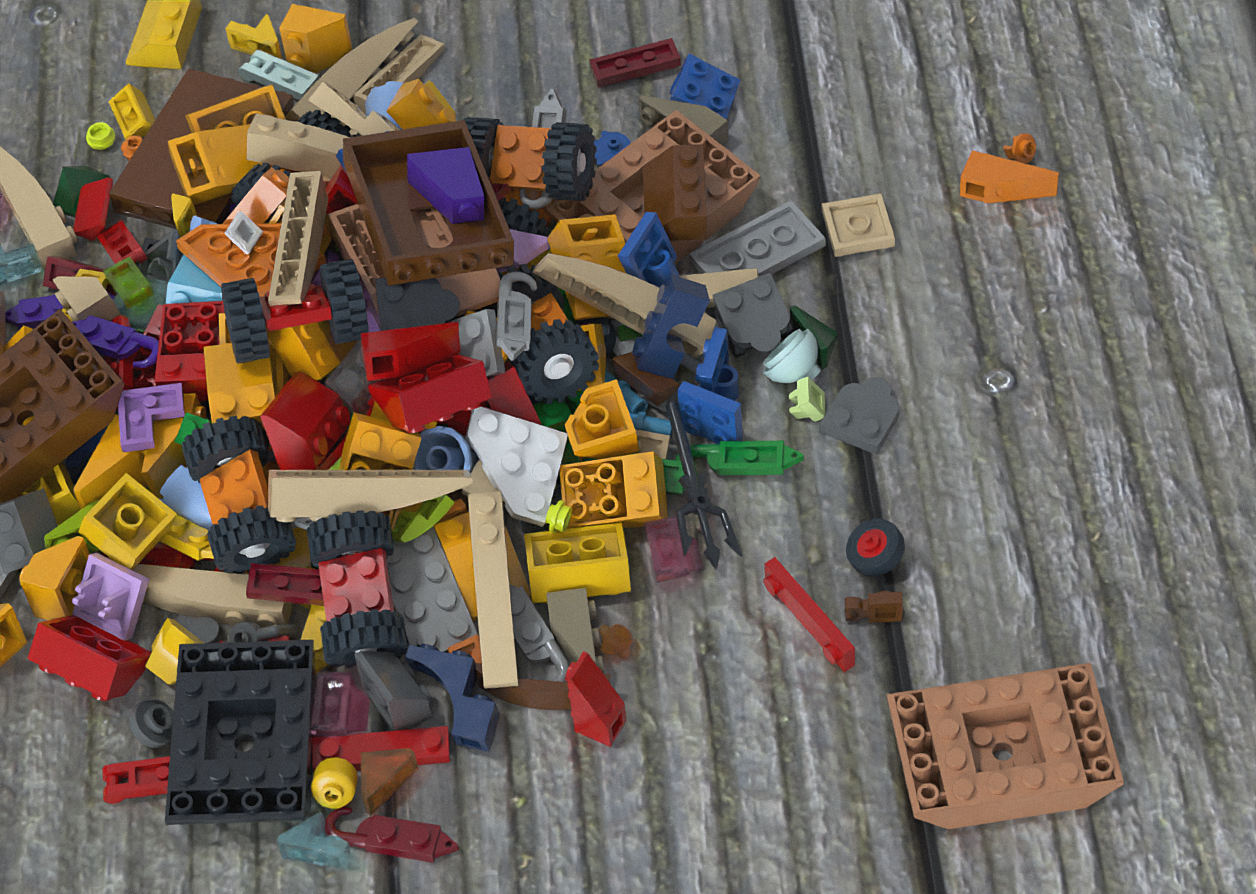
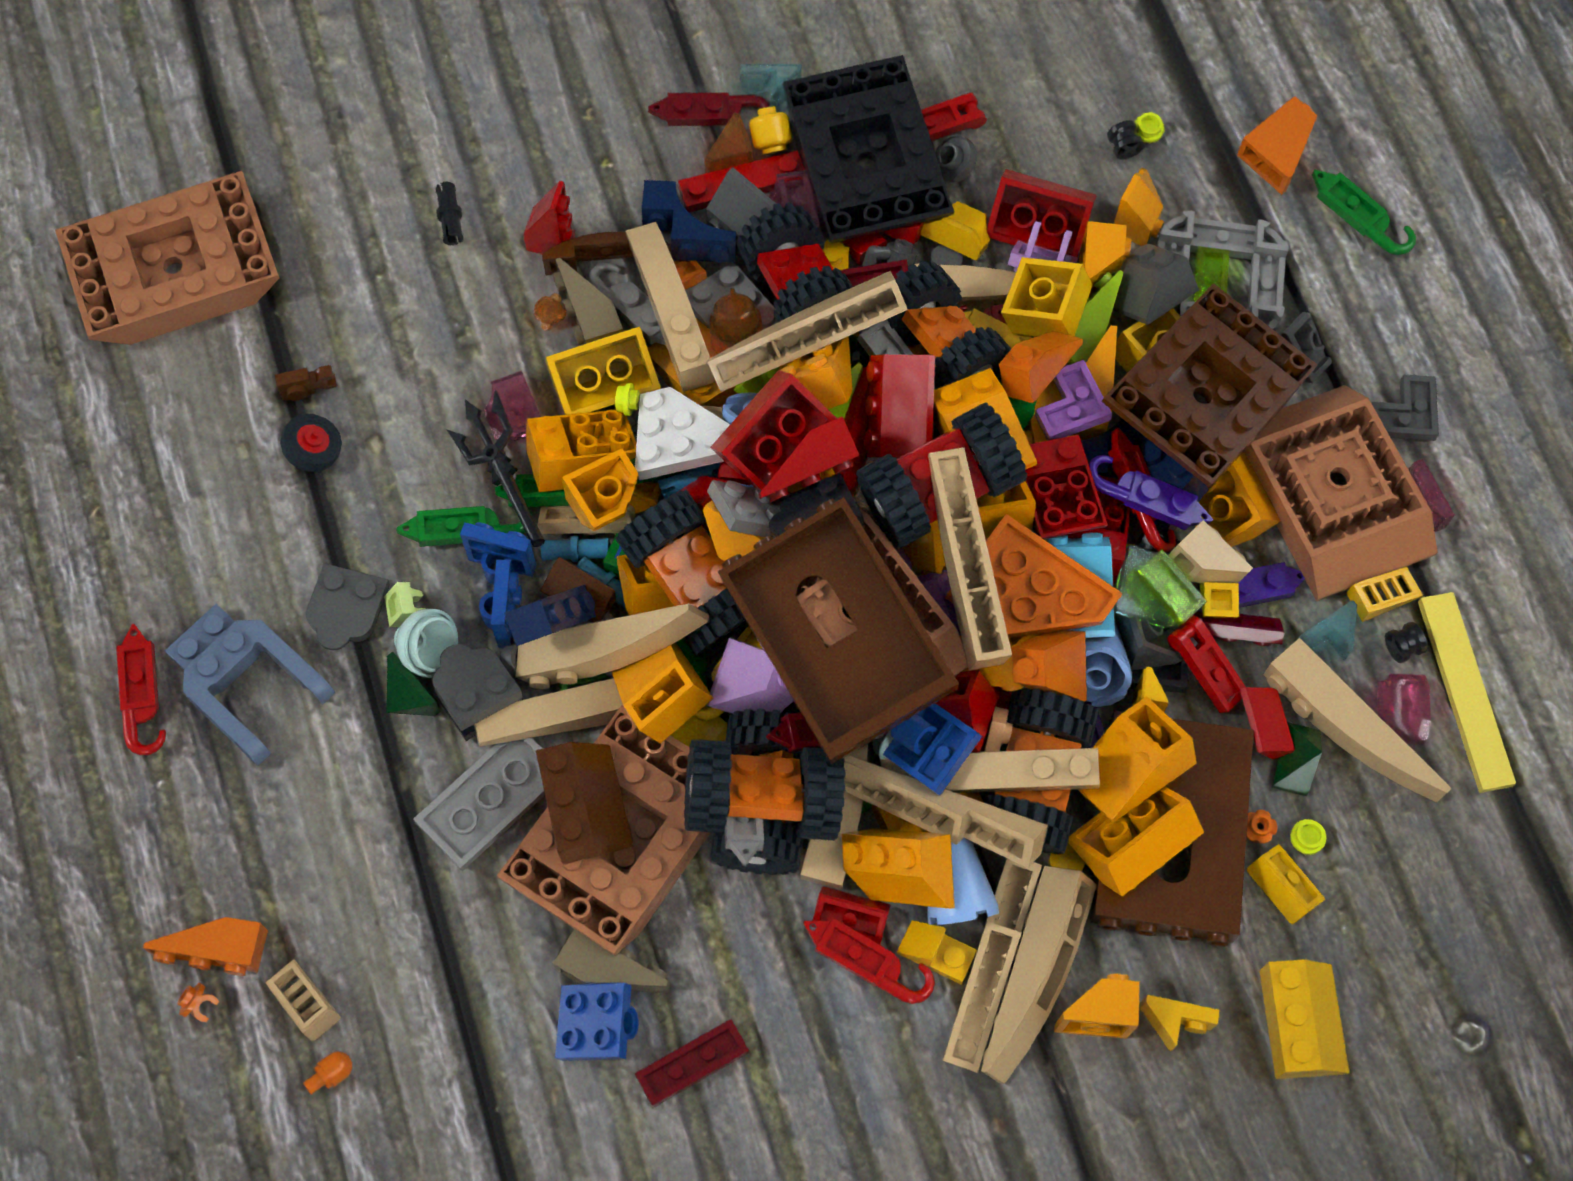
camera: 160 degrees right, 15 degrees up
(160, 441) = (1035, 363): none -> orange slope
(243, 232) = (1045, 596): white slope -> none
(282, 74) = (1107, 957): light aqua plate -> none
(434, 567) = (733, 321): none -> clear orange piece
(448, 183) = (818, 661): dark purple slope -> none
(480, 103) = (866, 959): none -> red plate
(514, 315) = (706, 528): light grey plate -> none
(610, 145) = (693, 925): blue piece -> none
(649, 252) = (599, 696): blue plate -> none
(699, 759) = (449, 213): none -> black pin
(833, 642) = (339, 338): red plate -> none
(858, 225) = (379, 852): tan plate -> none
(918, 95) = (329, 1071): none -> orange cylinder
(933, 122) = (318, 1016): none -> tan slope
(978, 385) = (218, 652): none -> sand blue plate
(1058, 371) = (138, 689): none -> red plate

